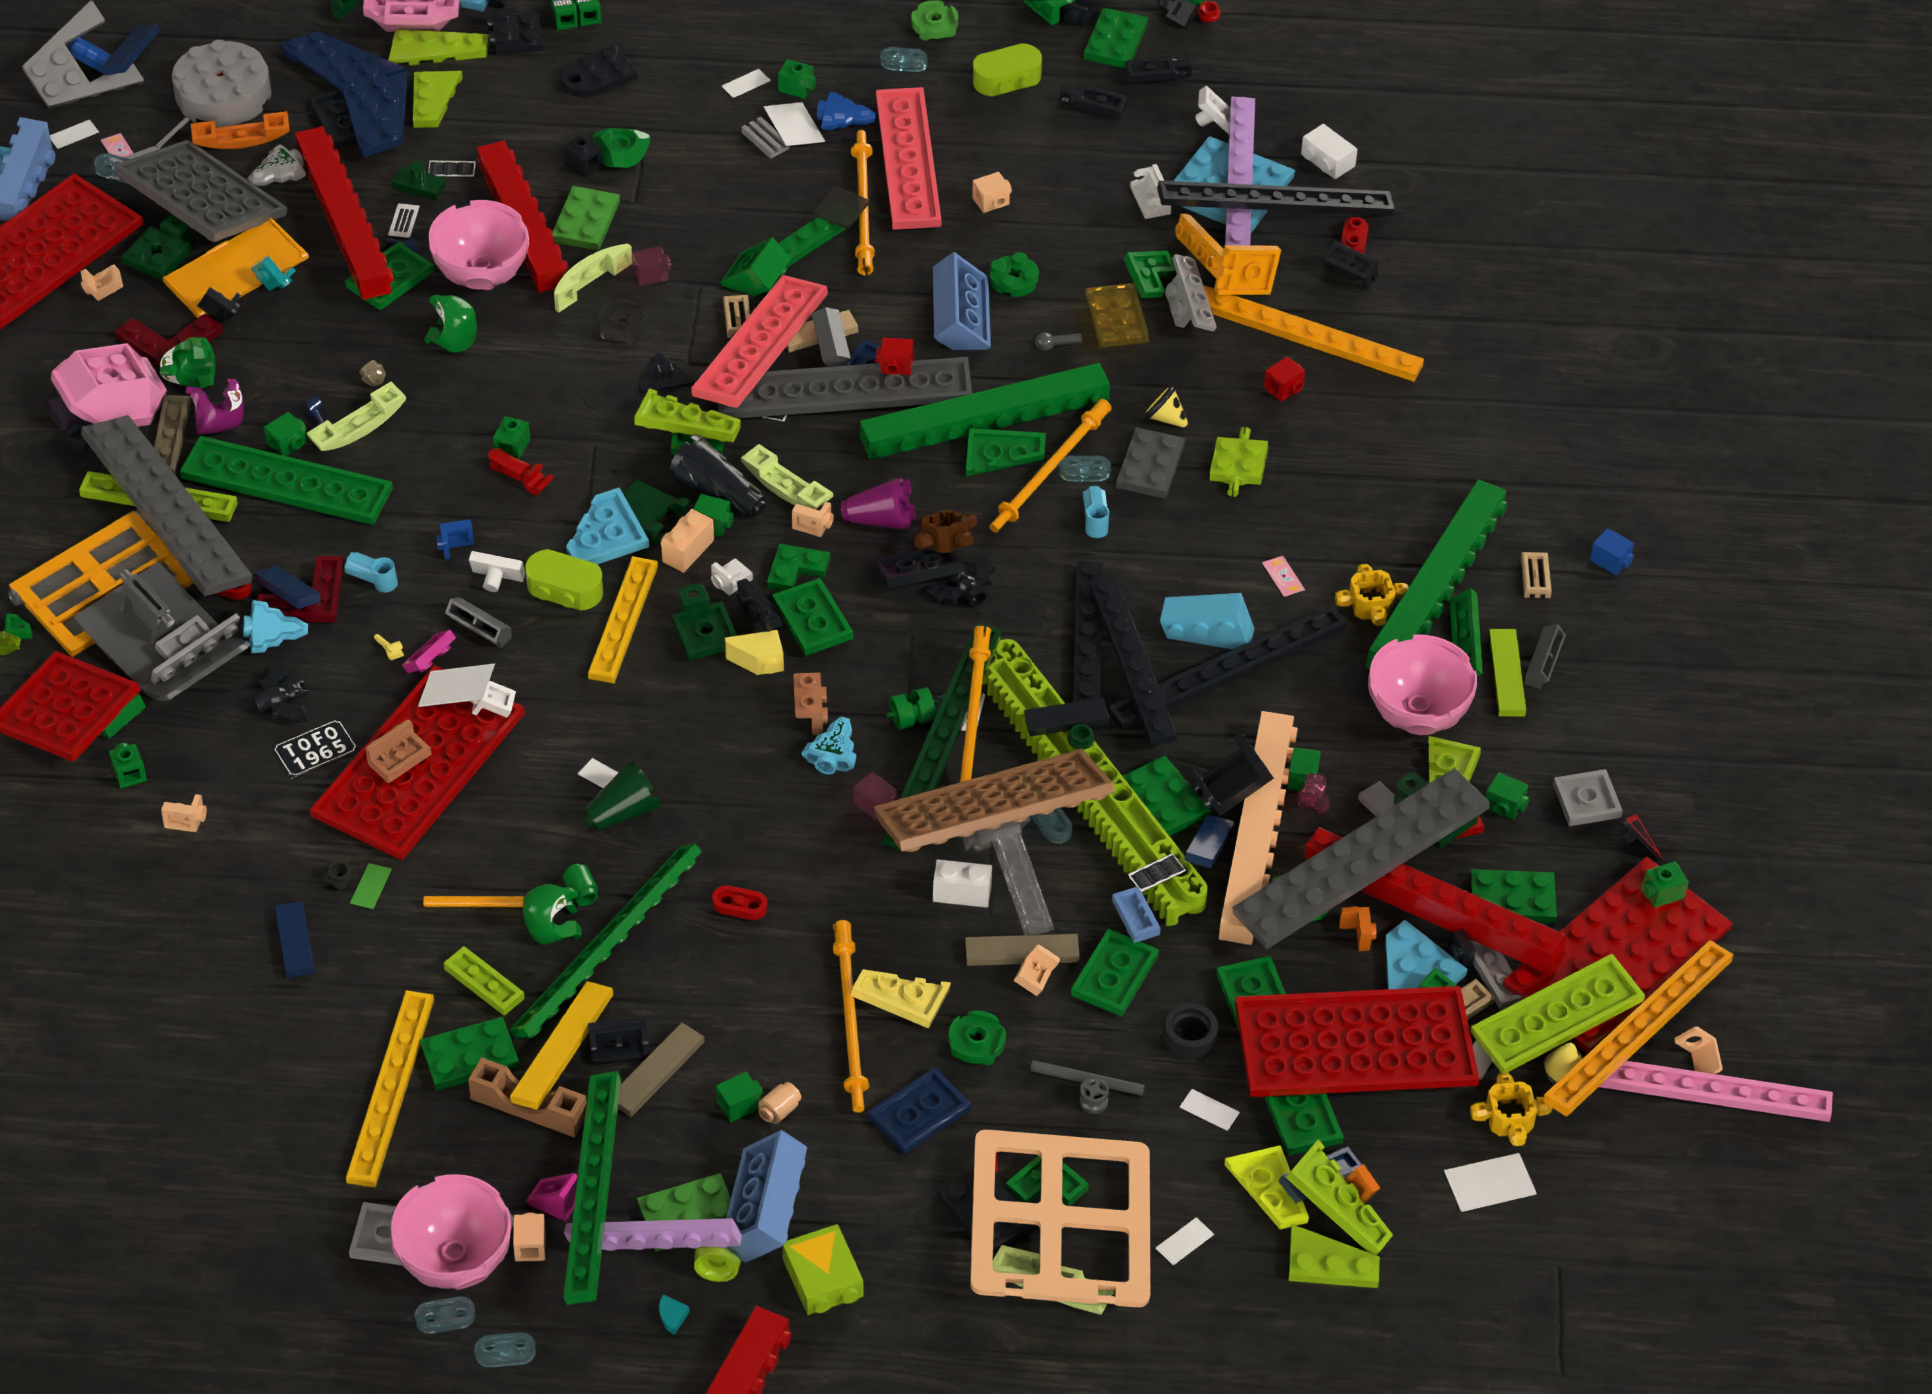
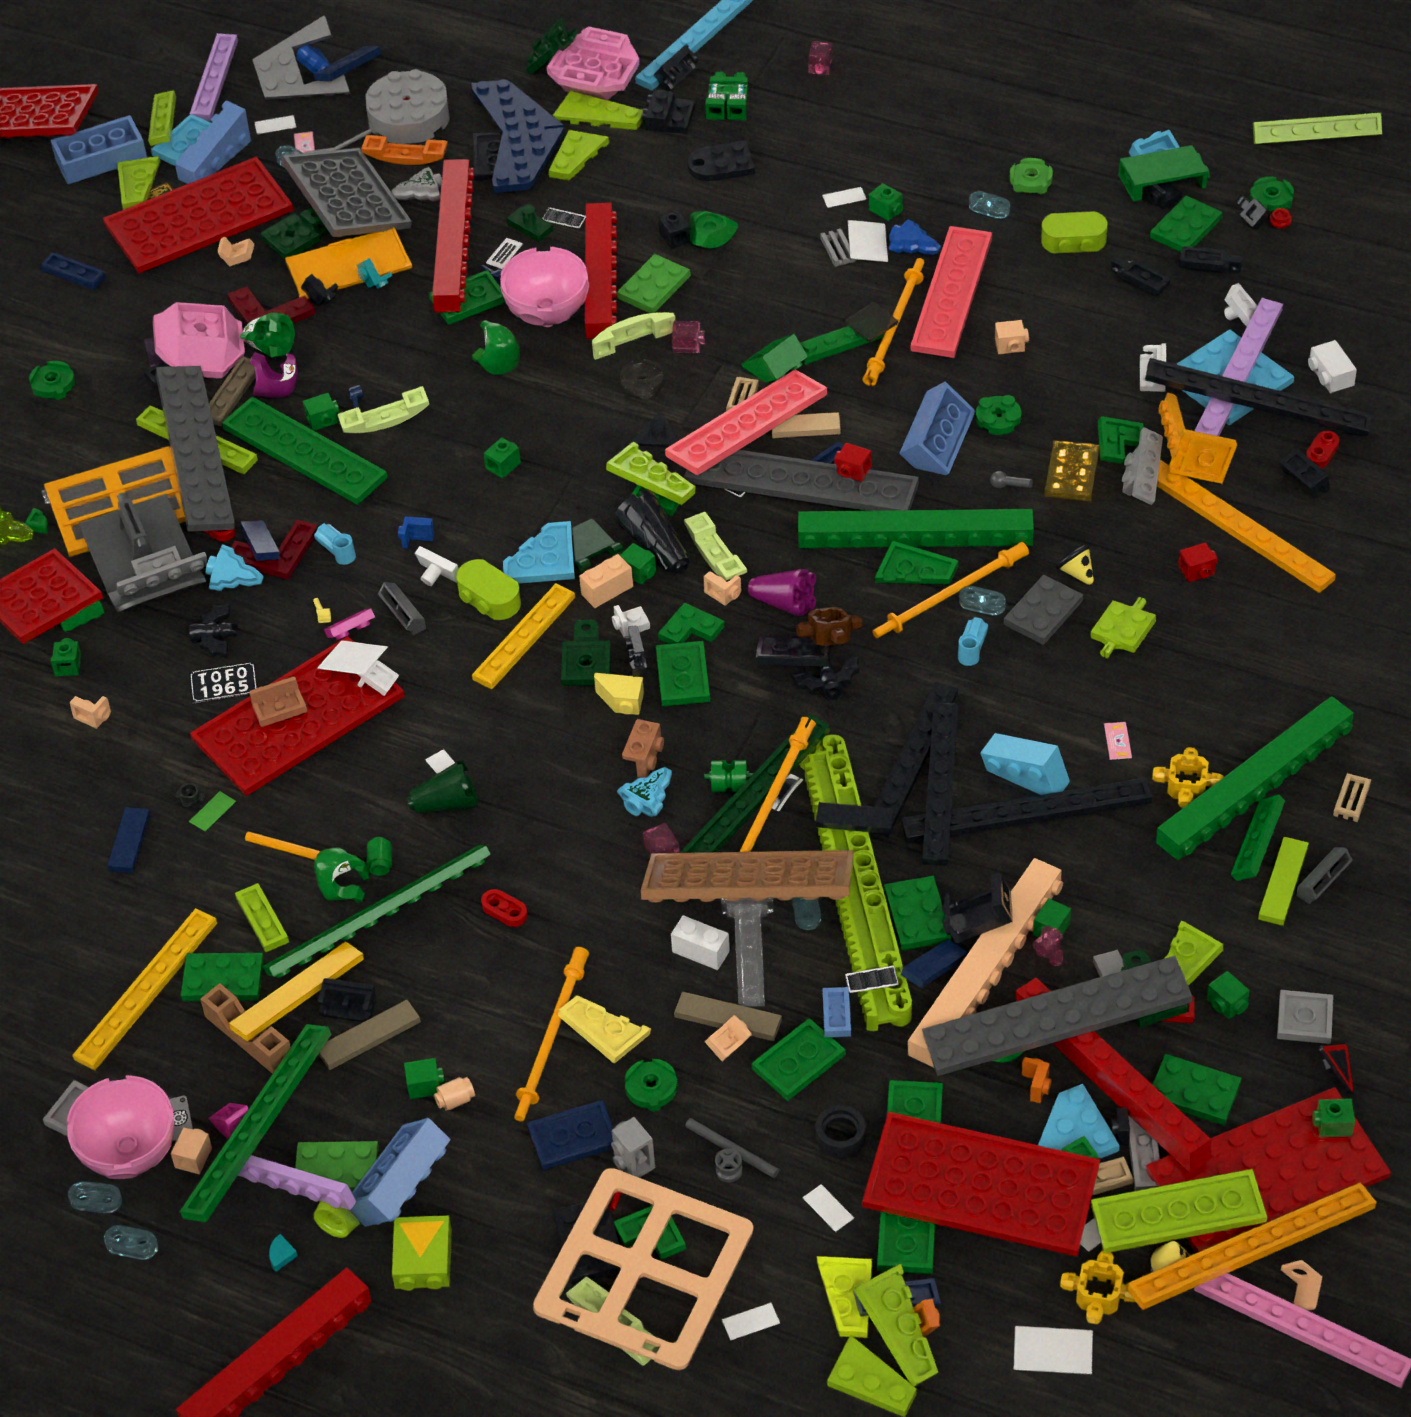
camera: 25 degrees right, 0 degrees up
(372, 373) = (415, 376): dark tan plate -> none
(519, 470) = (503, 494): red piece -> none
(831, 337) = (808, 432): dark grey piece -> none
(995, 1103) = (633, 1148): none -> light grey brick
(1080, 737) = (858, 839): dark green plate -> none
(1422, 684) = (1187, 870): bright pink rock -> none

